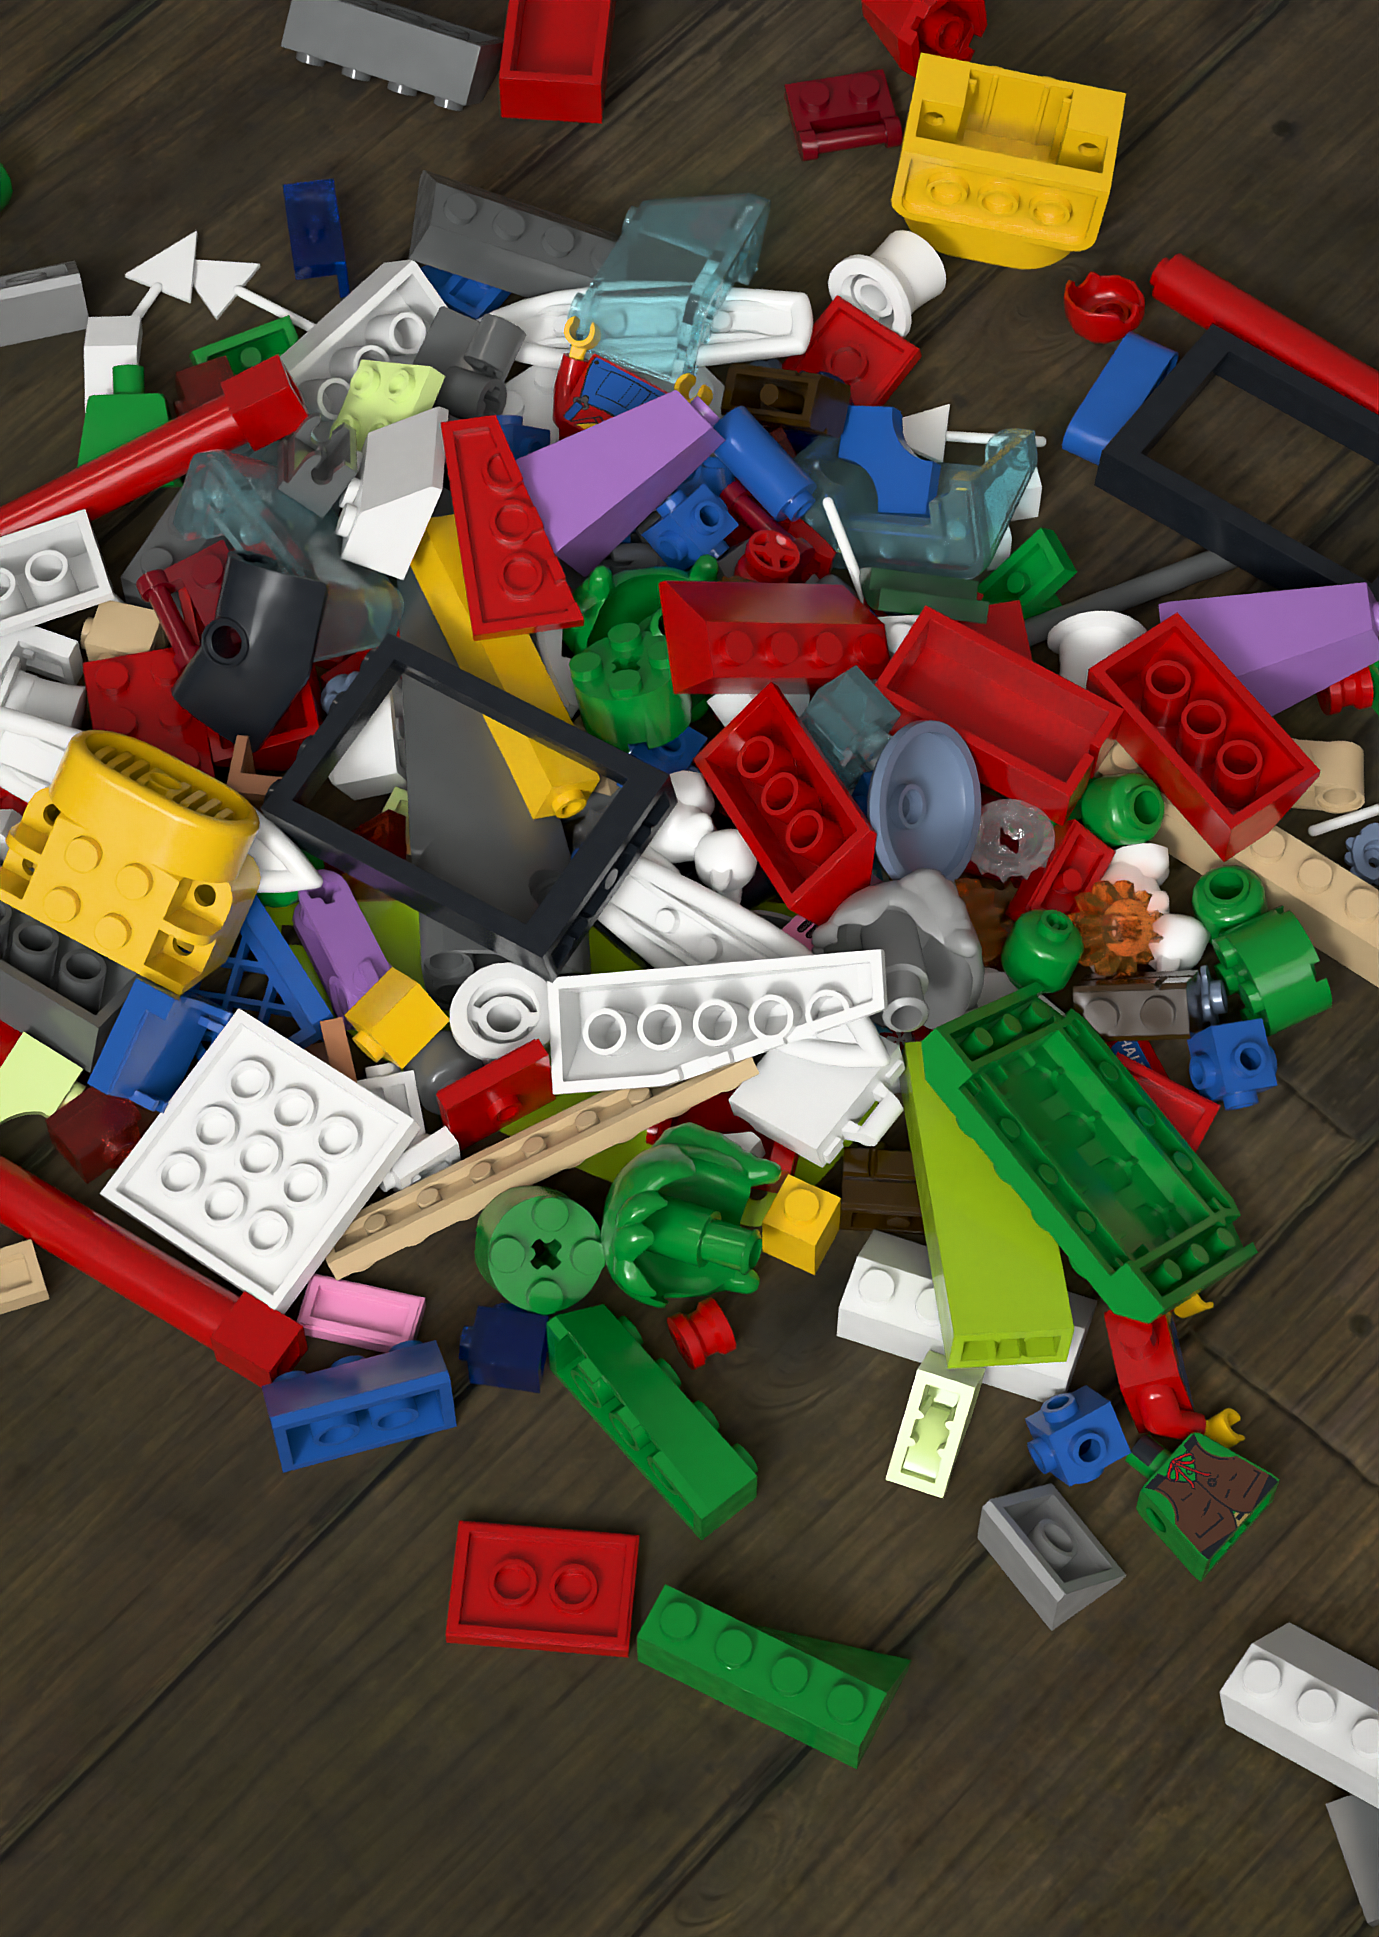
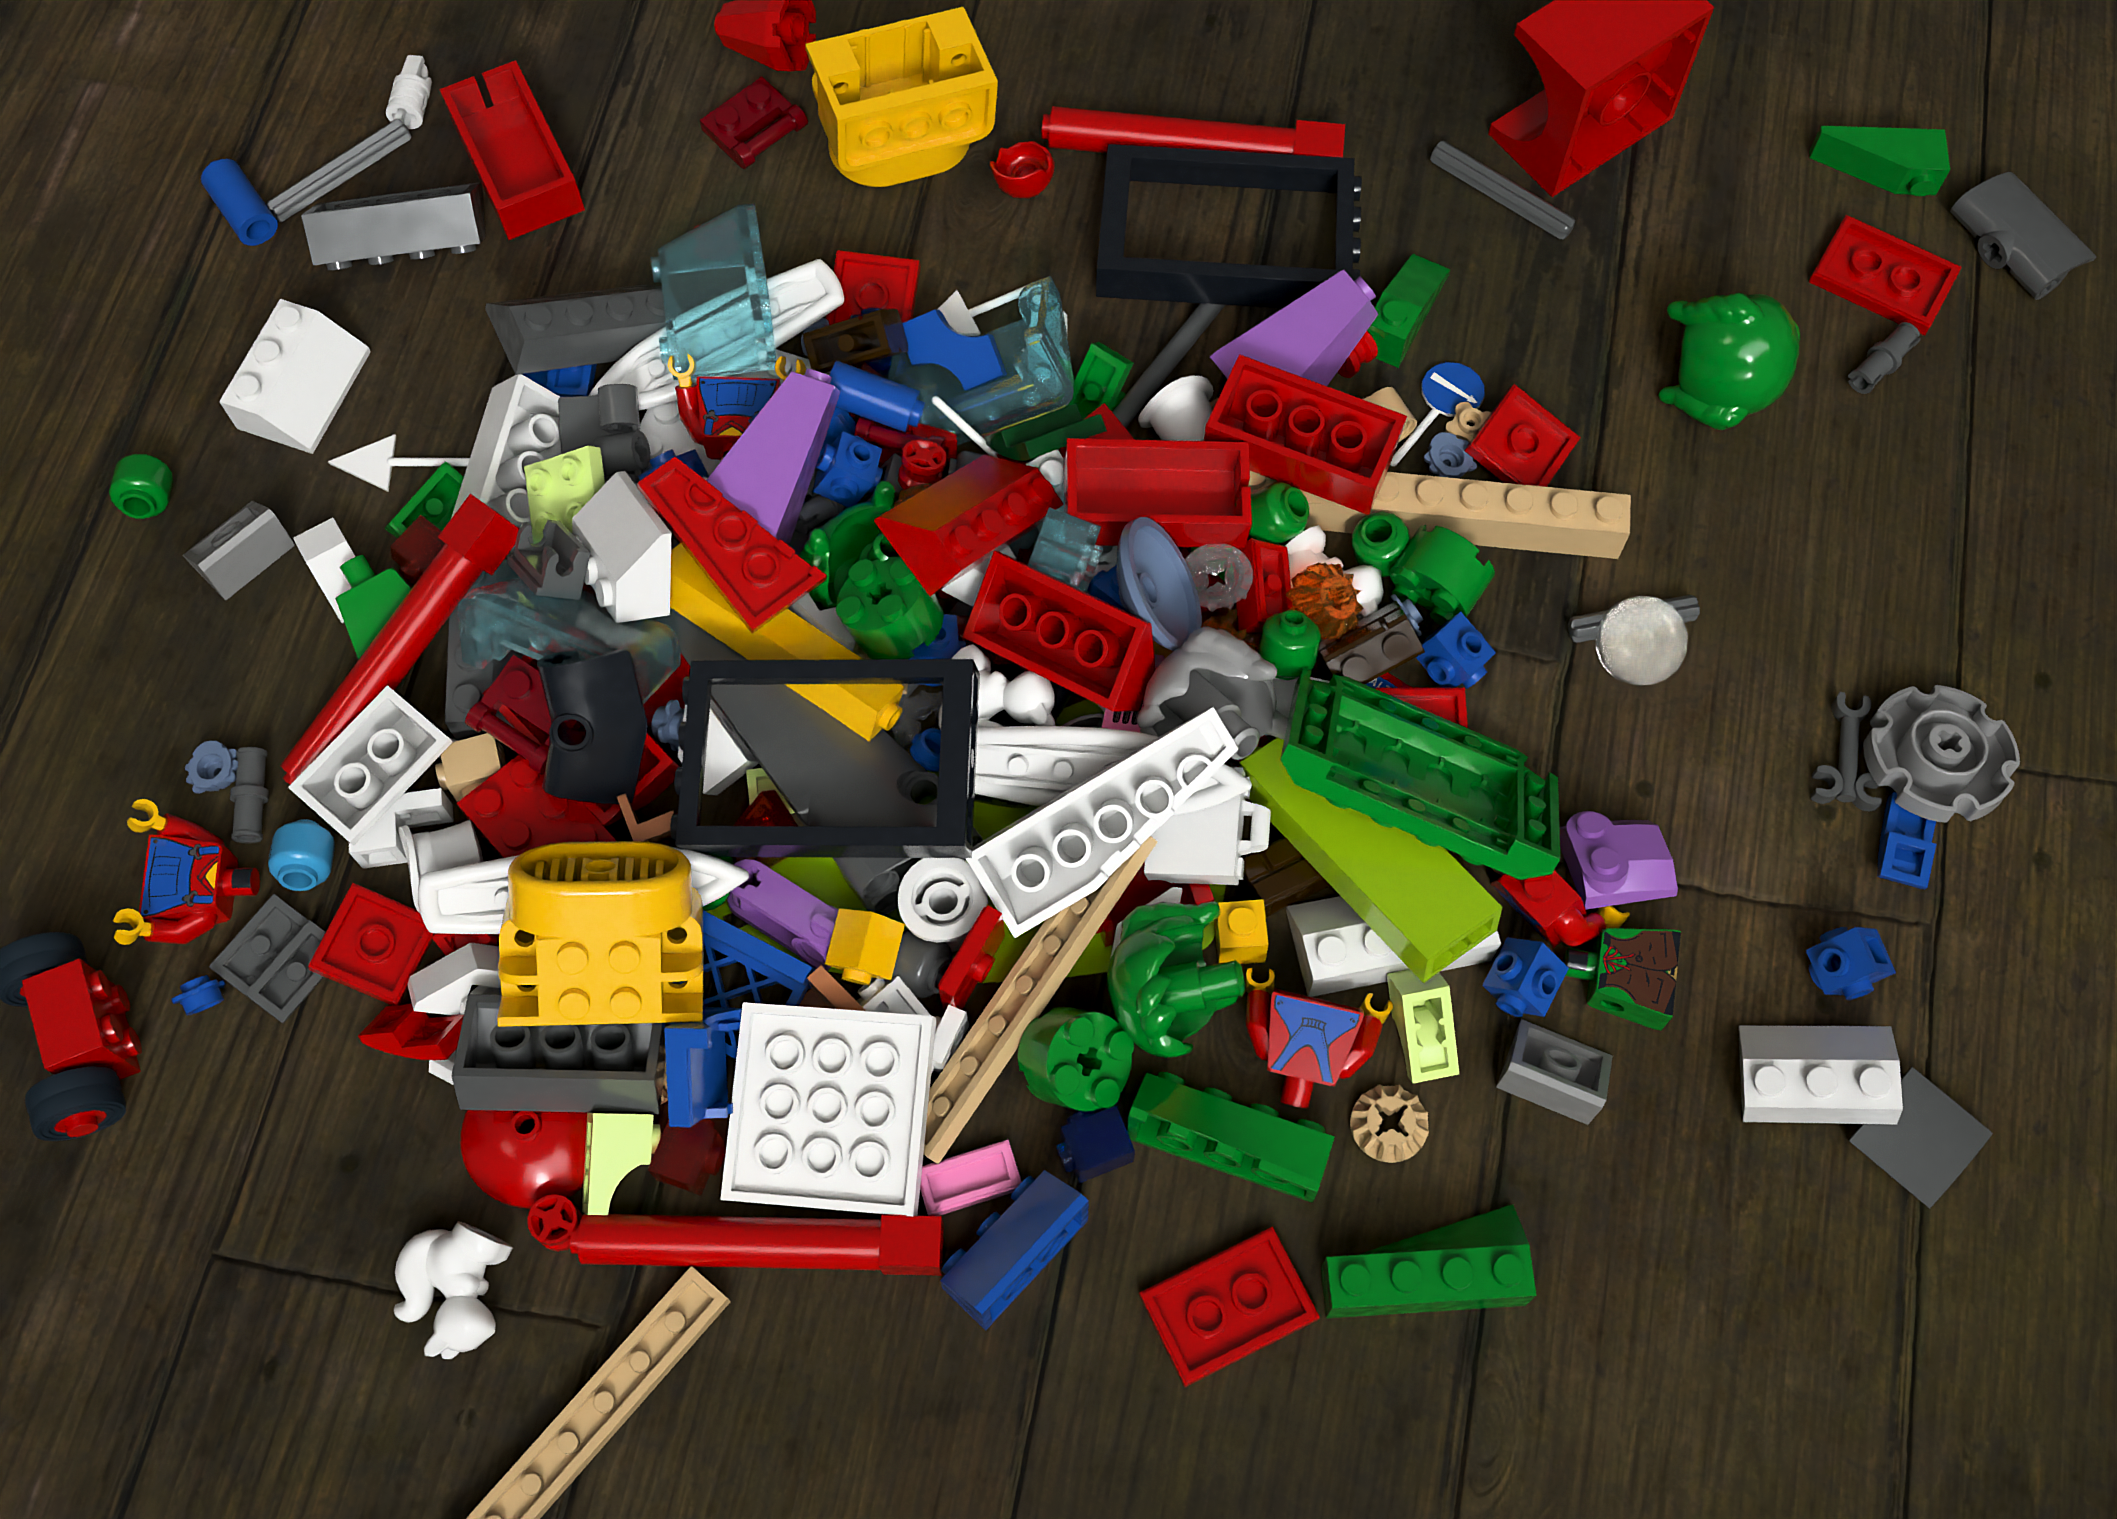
camera: 30 degrees left, 5 degrees up
(167, 273) = (329, 474): white piece -> none
(192, 153) = (294, 377): none -> white slope
(316, 231) = (428, 389): clear blue panel -> none
(701, 1333) = (1221, 1051): red wheel -> none
(803, 1367) = (1309, 1037): none -> red torso
(818, 1526) = (1389, 1146): none -> tan gear
(891, 280) = (868, 220): white piece -> none
(1117, 394) = (1075, 229): blue beam -> none
(1264, 1373) = (1617, 860): none -> medium lavender slope

